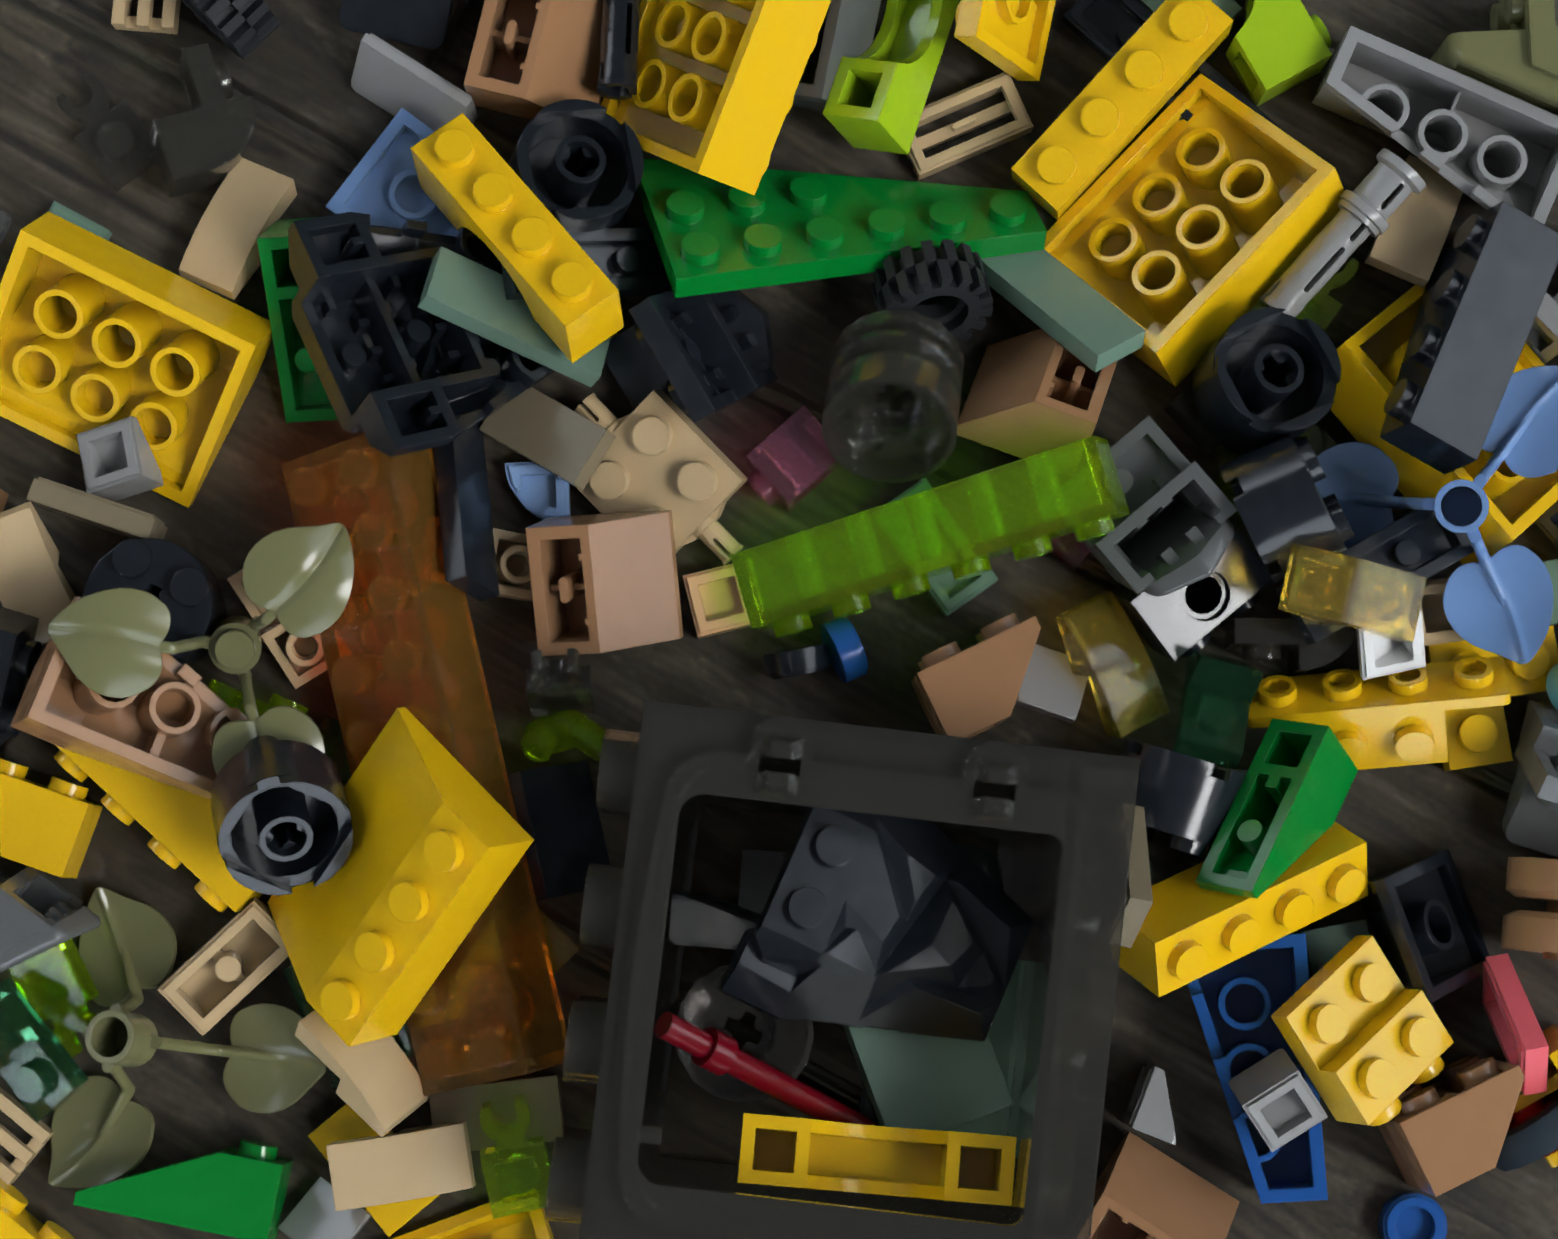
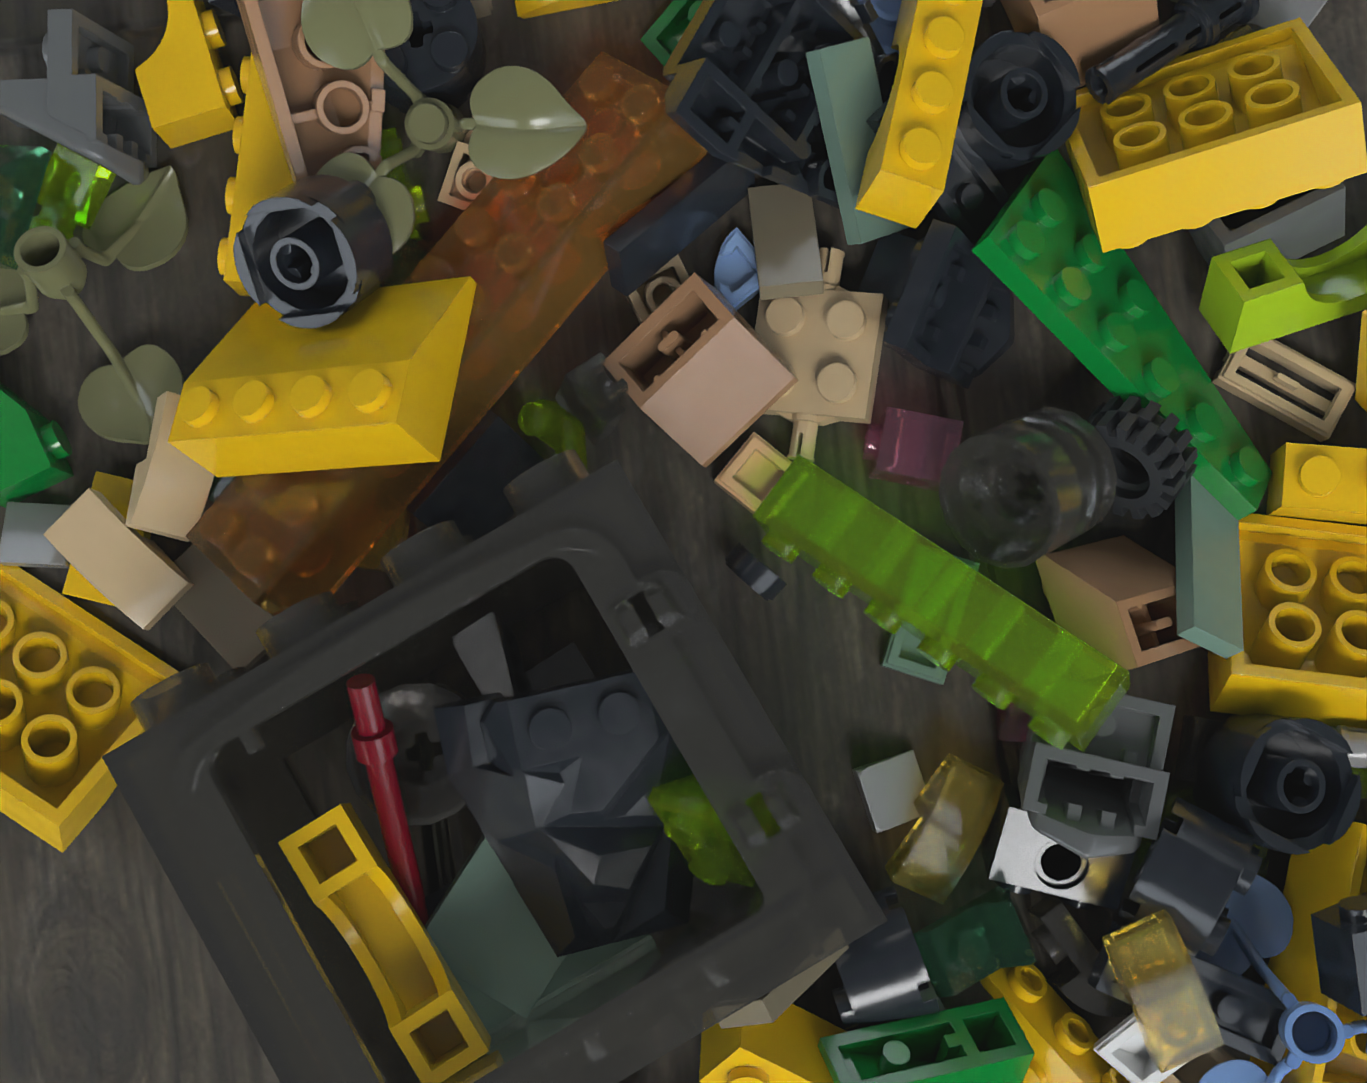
camera: 55 degrees right, 0 degrees up
(226, 967) = (177, 308): tan brick -> none
(517, 1167) = (188, 642): clear neon green plate -> none
(844, 649) = (793, 603): blue tile -> none
(972, 851) = (700, 833): none -> clear neon green slope
(976, 686) = (847, 733): medium nougat slope -> none

